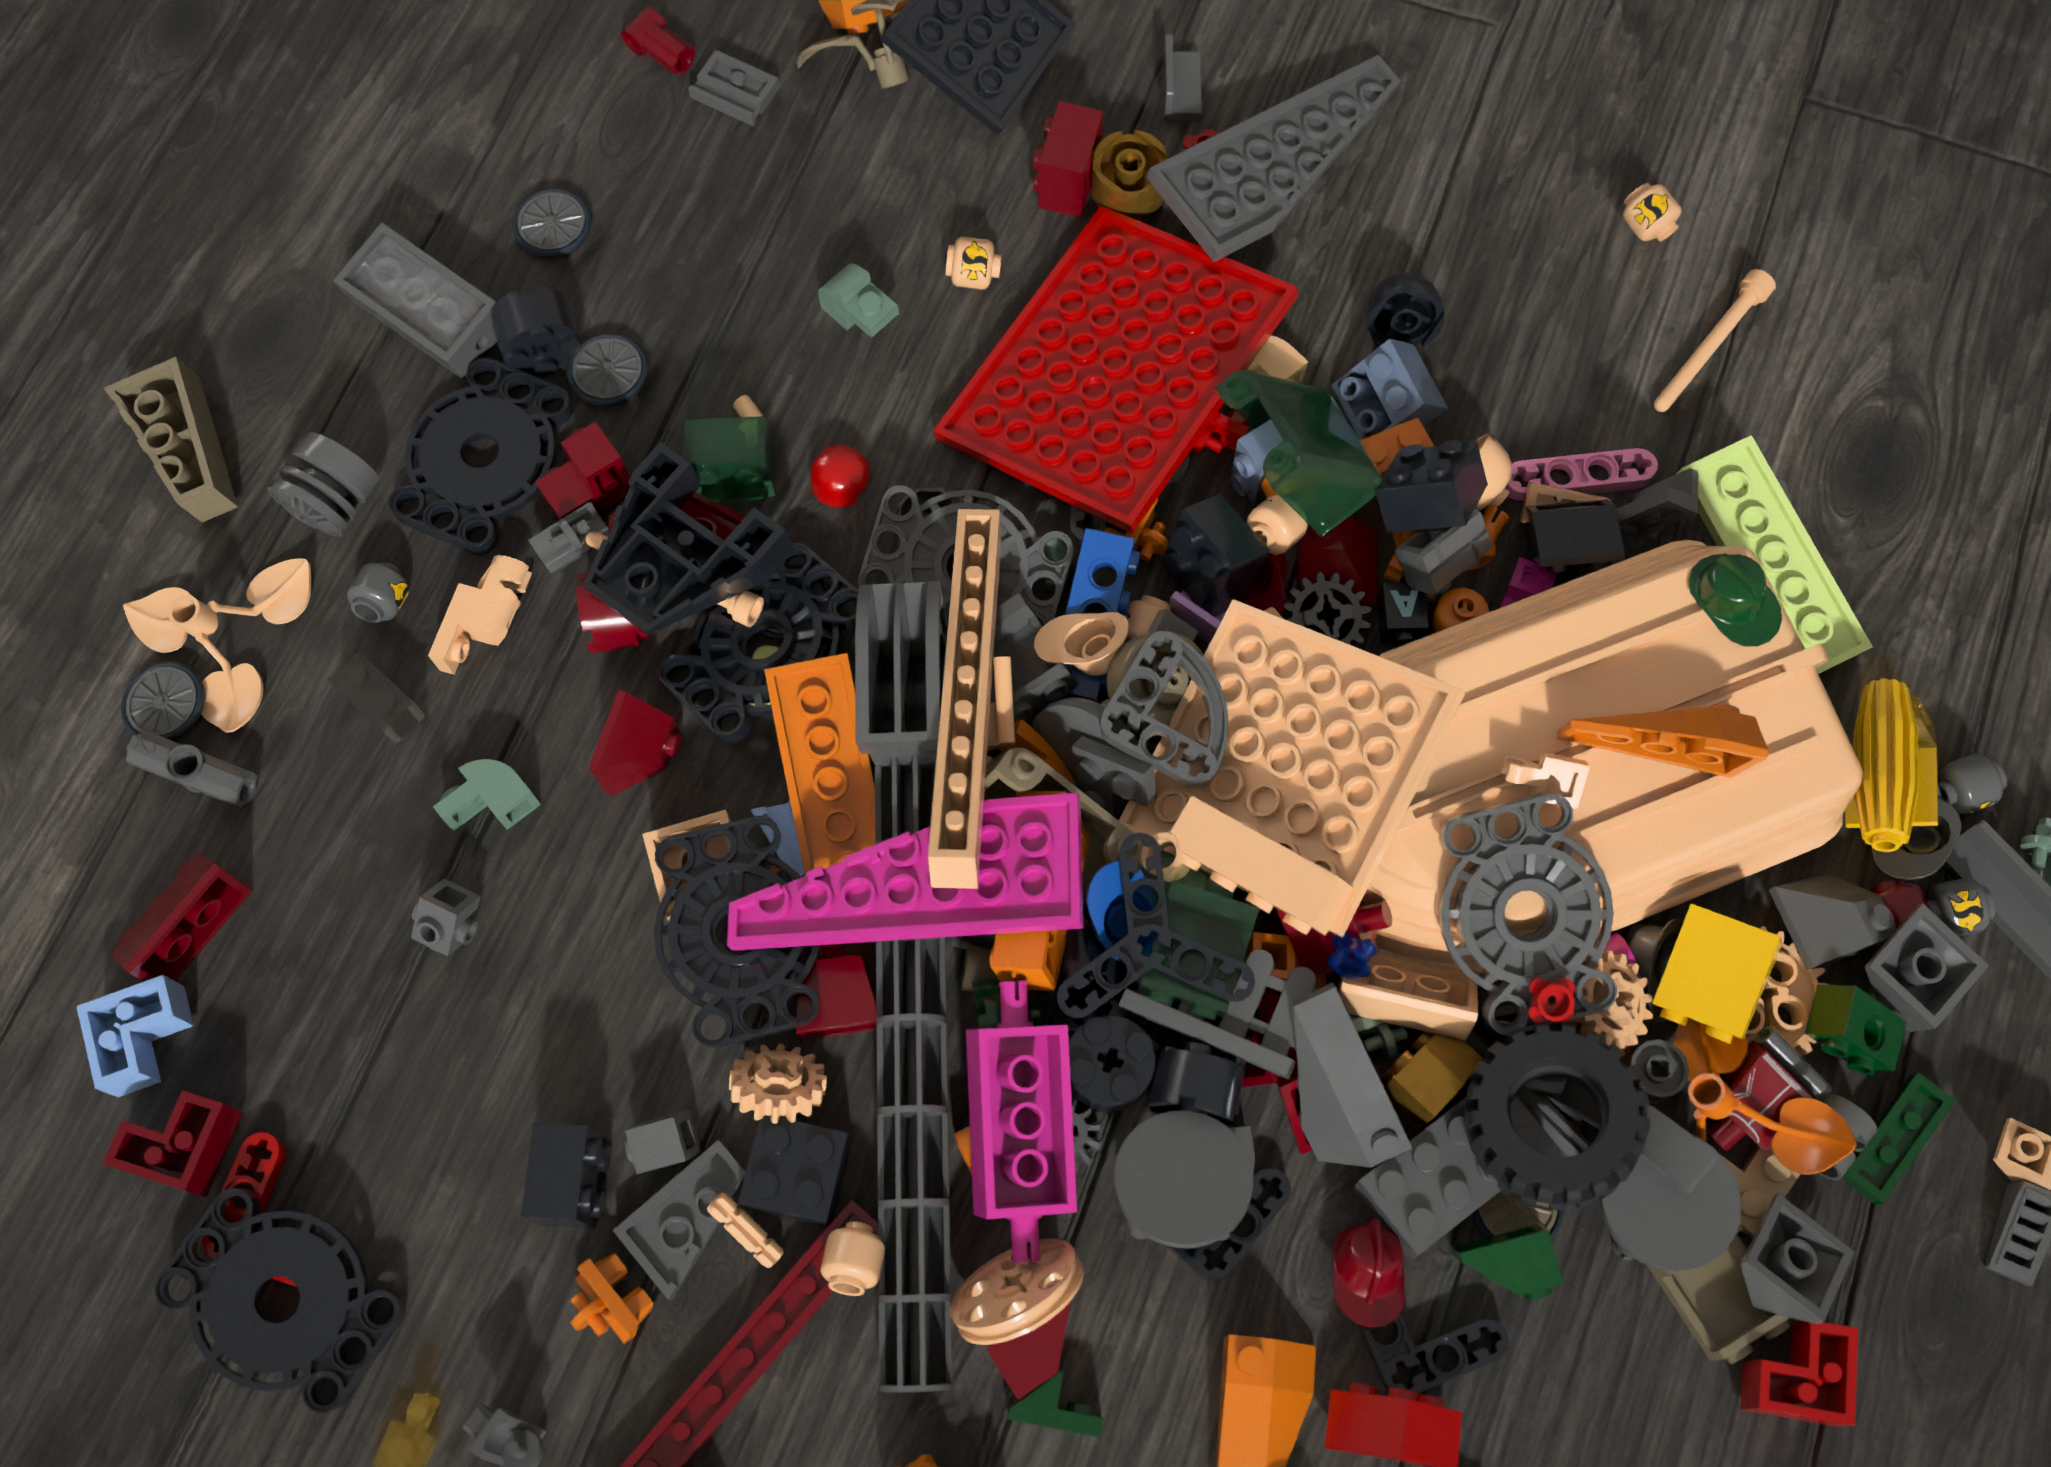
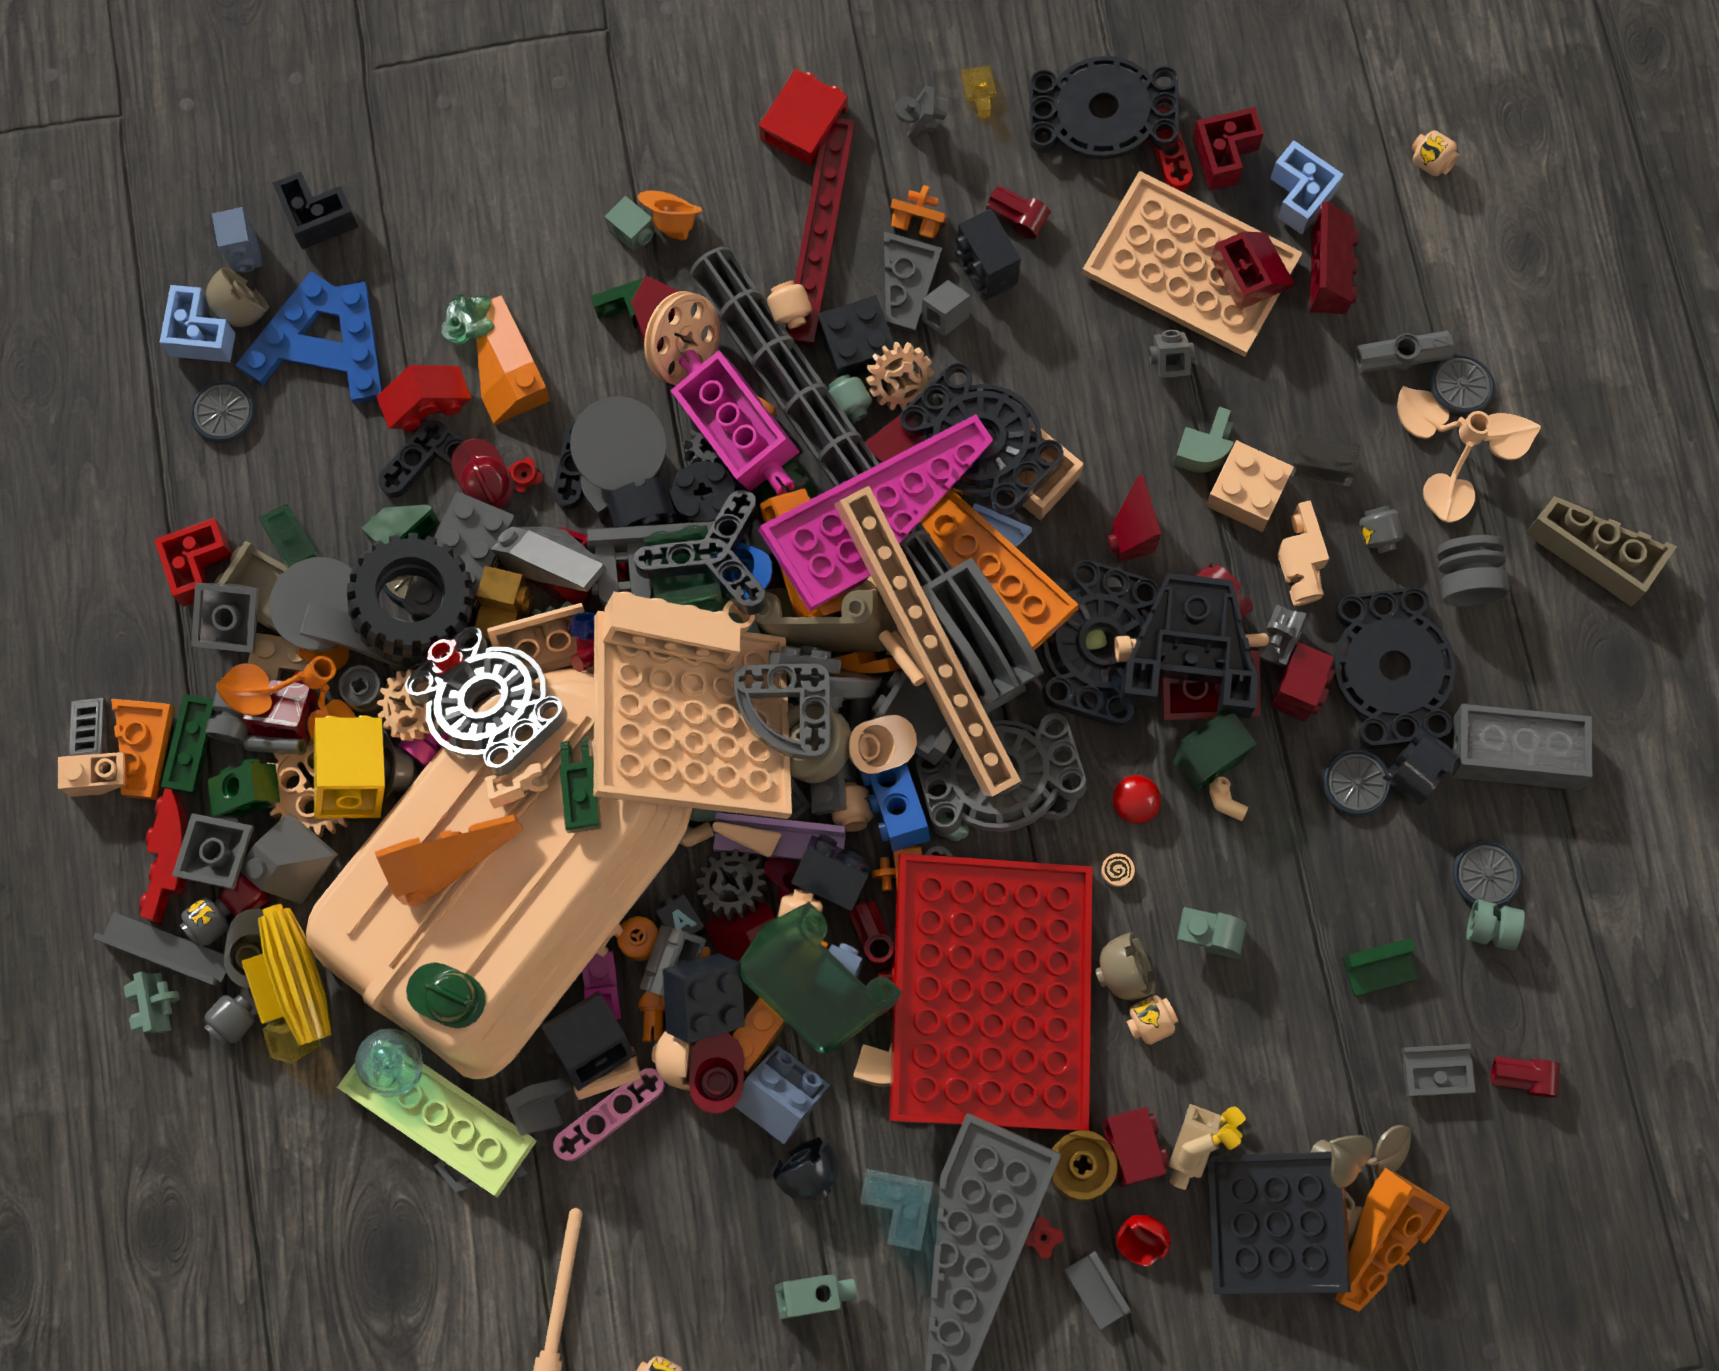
camera: 150 degrees right, 5 degrees up
(277, 956) = (1250, 268): none -> dark red slope
(335, 1028) = (1161, 258): none -> light nougat plate
(478, 715) = (1249, 486): none -> light nougat brick
(481, 1215) = (1024, 215): none -> dark red piece
(582, 167) = (1495, 925): none -> sand green wheel
(716, 201) = (1380, 967): none -> dark green panel
(745, 1230) = (863, 290): light nougat axle -> none
(853, 1097) = (851, 397): none -> sand green head
(907, 420) = (1117, 870): none -> tile
(967, 317) = (1125, 968): none -> dark tan cylinder
(1005, 131) = (1198, 1137): none -> tan torso
(1110, 94) = (1143, 1240): none -> red hair
(1201, 486) = (872, 933): none -> dark red piece
(1302, 1256) = (524, 466): none -> red plate
(1324, 233) = (906, 1198): none -> clear light blue brick
(1454, 416) = (717, 1073): none -> dark red piece
(1463, 203) = (799, 1297): none -> sand green torso
(1472, 727) = (577, 786): none -> dark green hinge
(1661, 1341) = (287, 535): none -> clear green plate
(1819, 621) = (389, 1062): none -> clear light blue cylinder
(1957, 1173) = (143, 736): none -> orange wing
(1973, 1023) = (164, 842): none -> red slope

